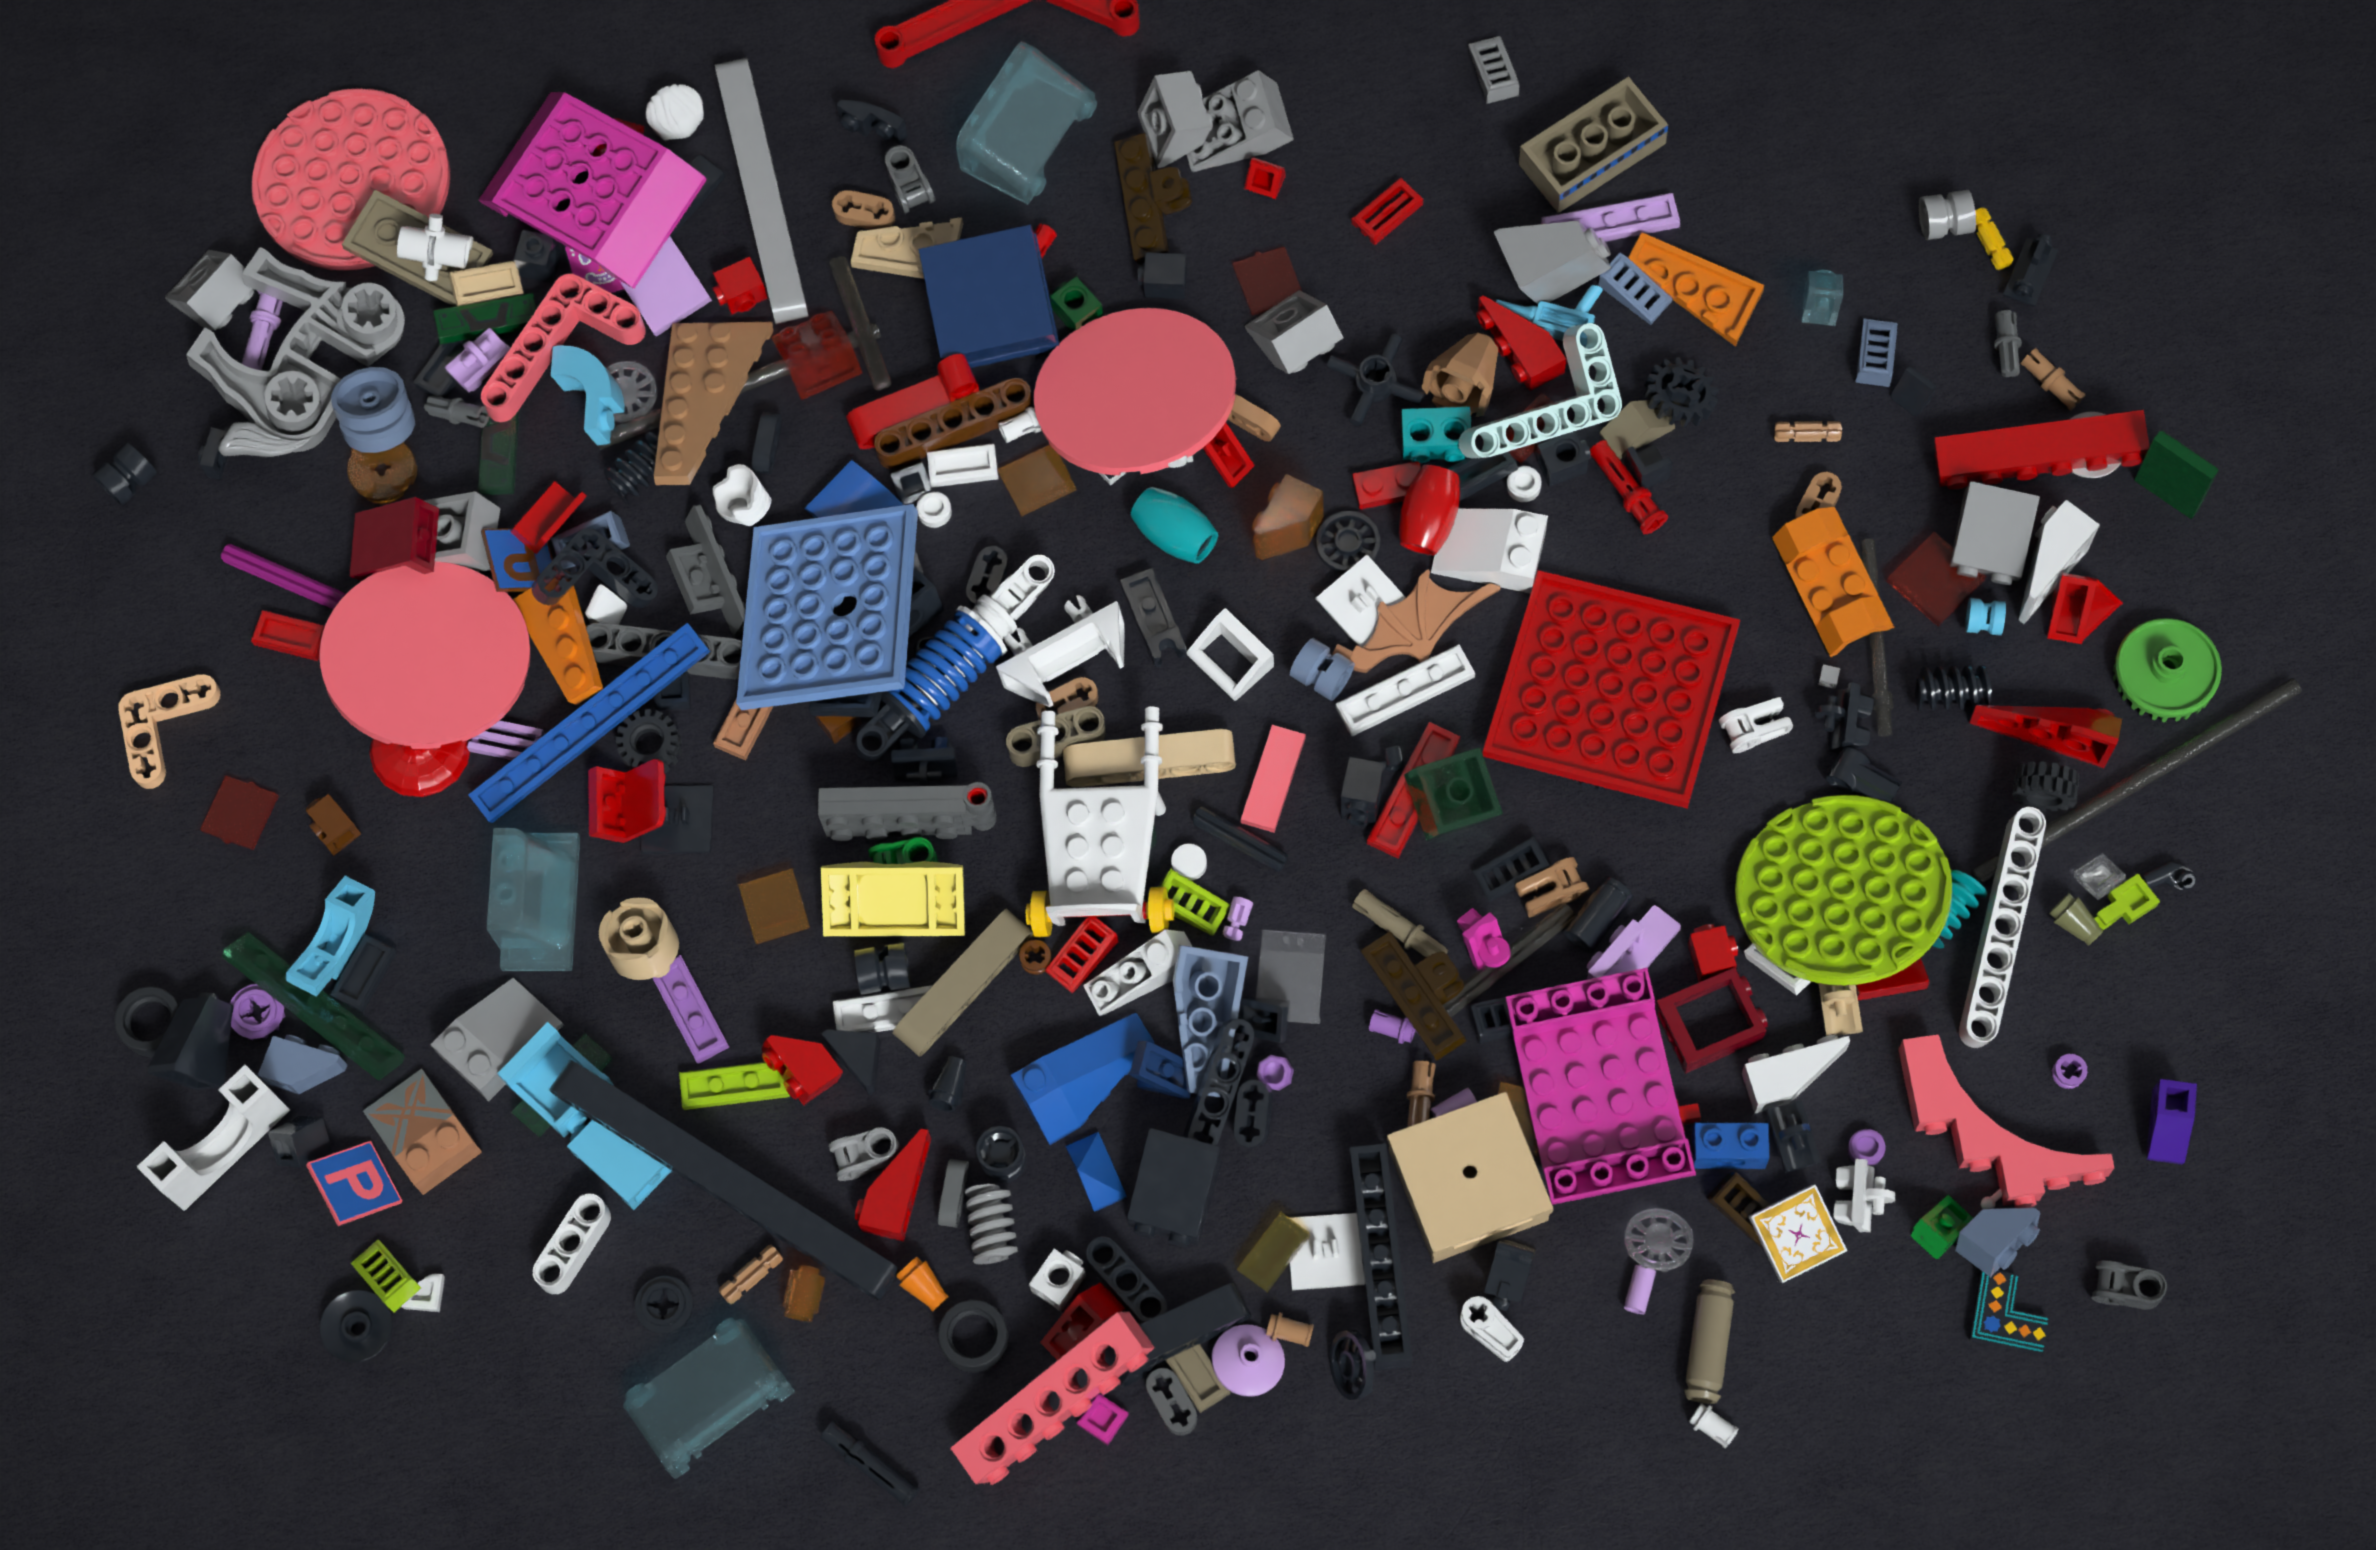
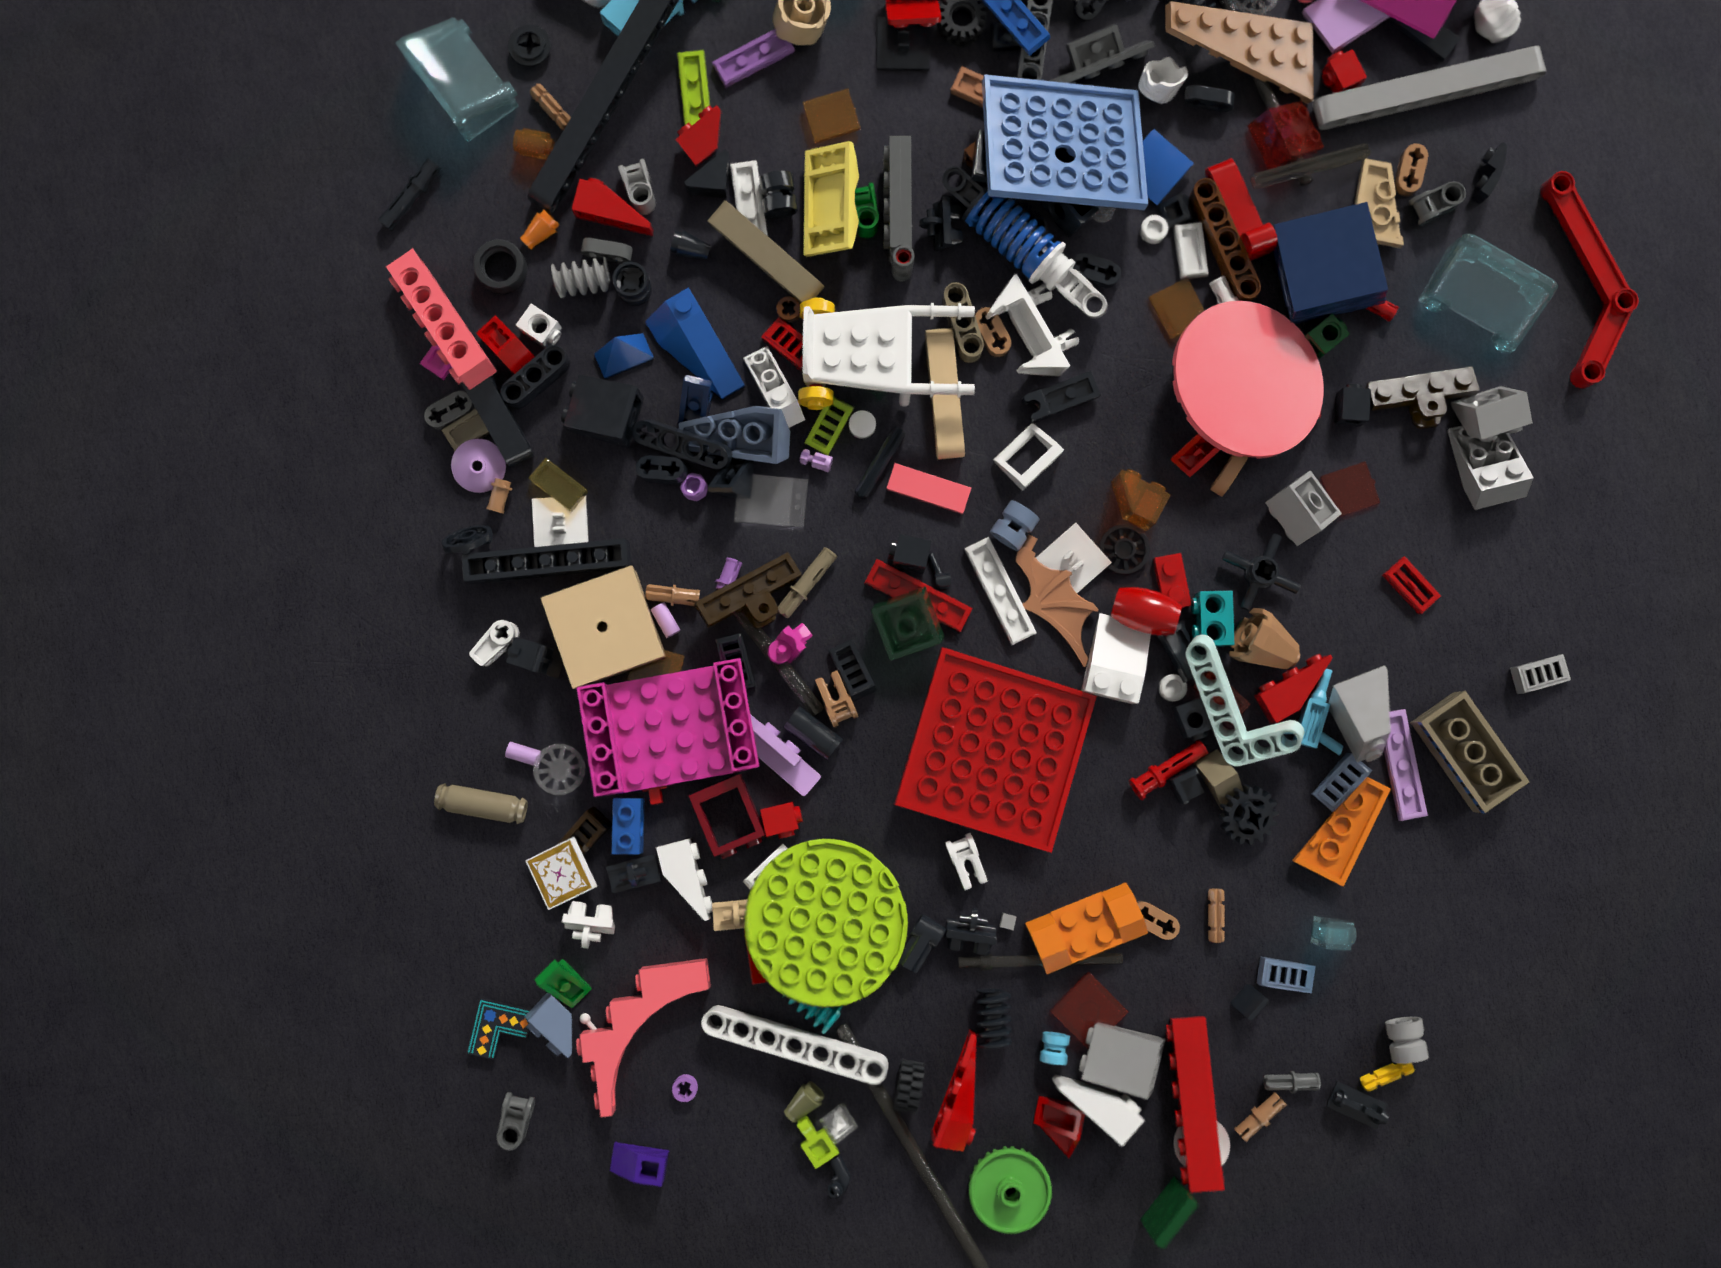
camera: 80 degrees right, 15 degrees up
(1174, 525) = (1135, 411): teal piece -> none
(1265, 178) = (1440, 487): red slope -> none
(1713, 1425) = (420, 804): white pin -> none
(1866, 1145) = (628, 929): medium lavender tile -> none

